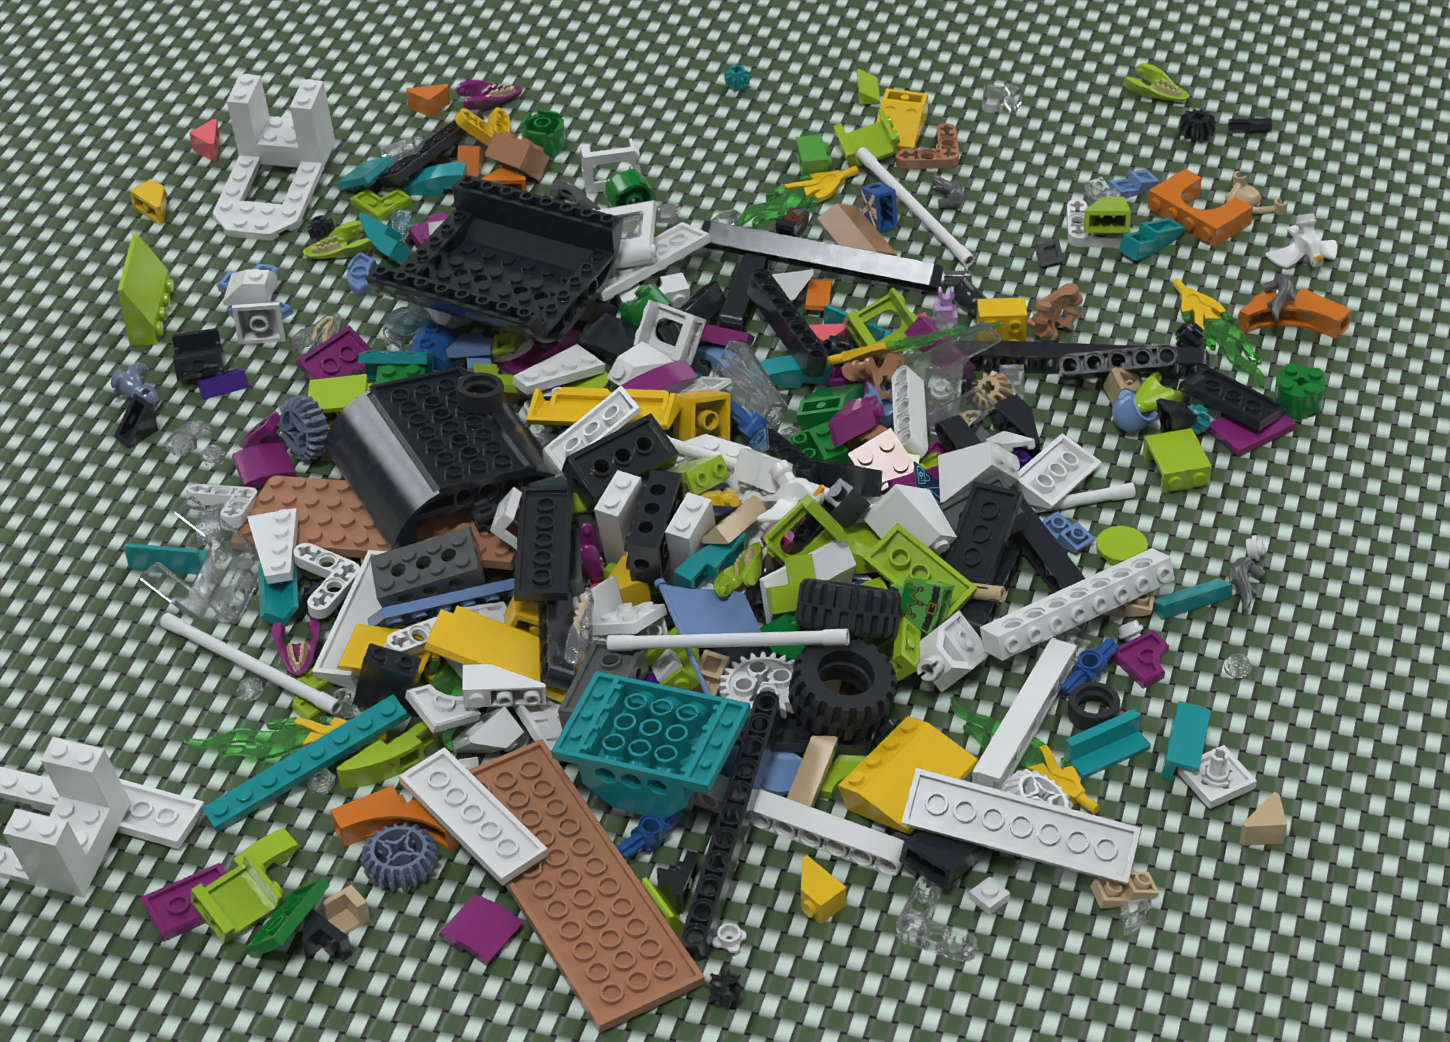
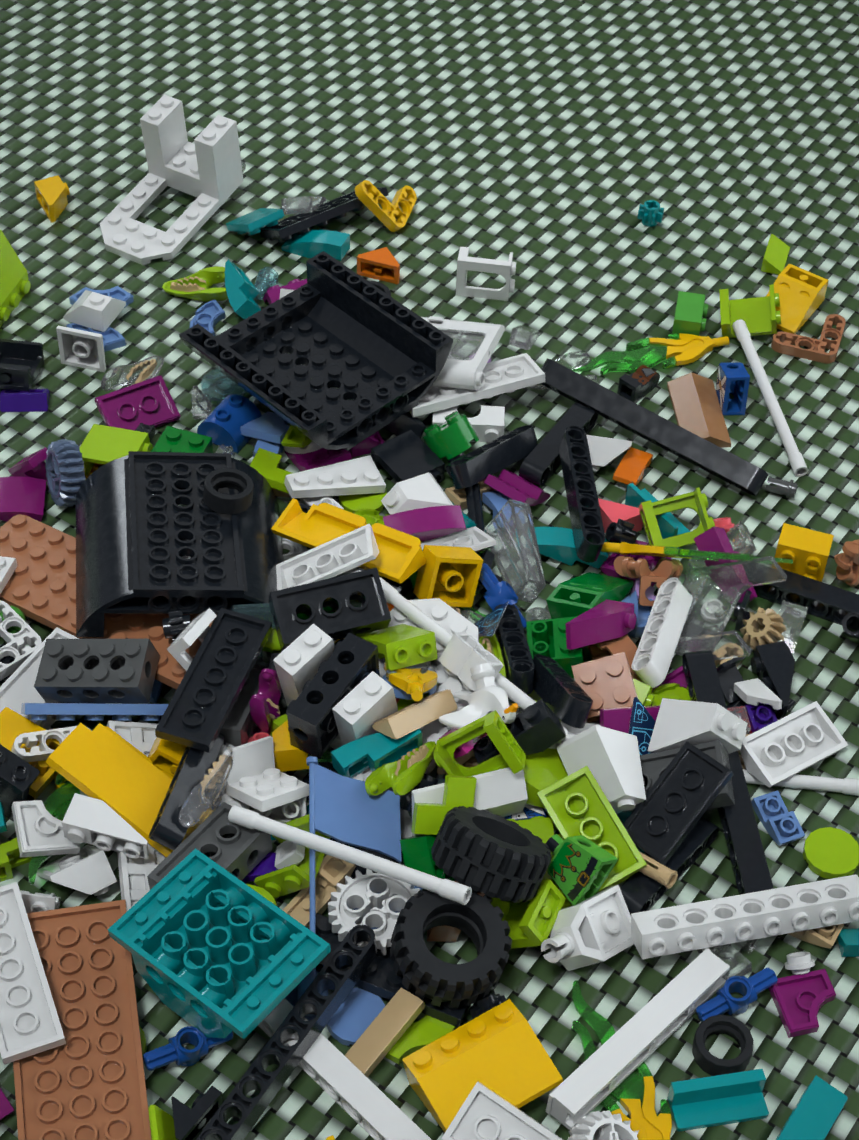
camera: 15 degrees right, 5 degrees up
(206, 140) = (130, 149): coral slope -> none
(320, 227) = (188, 264): black gear -> none
(377, 358) = (188, 422): teal panel -> none
(381, 207) = (255, 258): lime tile -> none
(428, 99) = (350, 160): orange slope -> none
(473, 157) = (361, 233): orange slope -> none
(485, 94) = (408, 168): magenta animal -> none
(517, 154) = (401, 239): nougat brick -> none
(545, 130) = (438, 223): green brick -> none
(565, 189) = (435, 286): dark grey piece -> none
(628, 188) = (491, 305): green brick -> none
(688, 337) = (473, 480): white panel -> none
(944, 306) = (753, 518): lavender piece -> none
(954, 189) = (816, 388): dark grey piece -> none
(967, 295) = (783, 511): black cylinder -> none

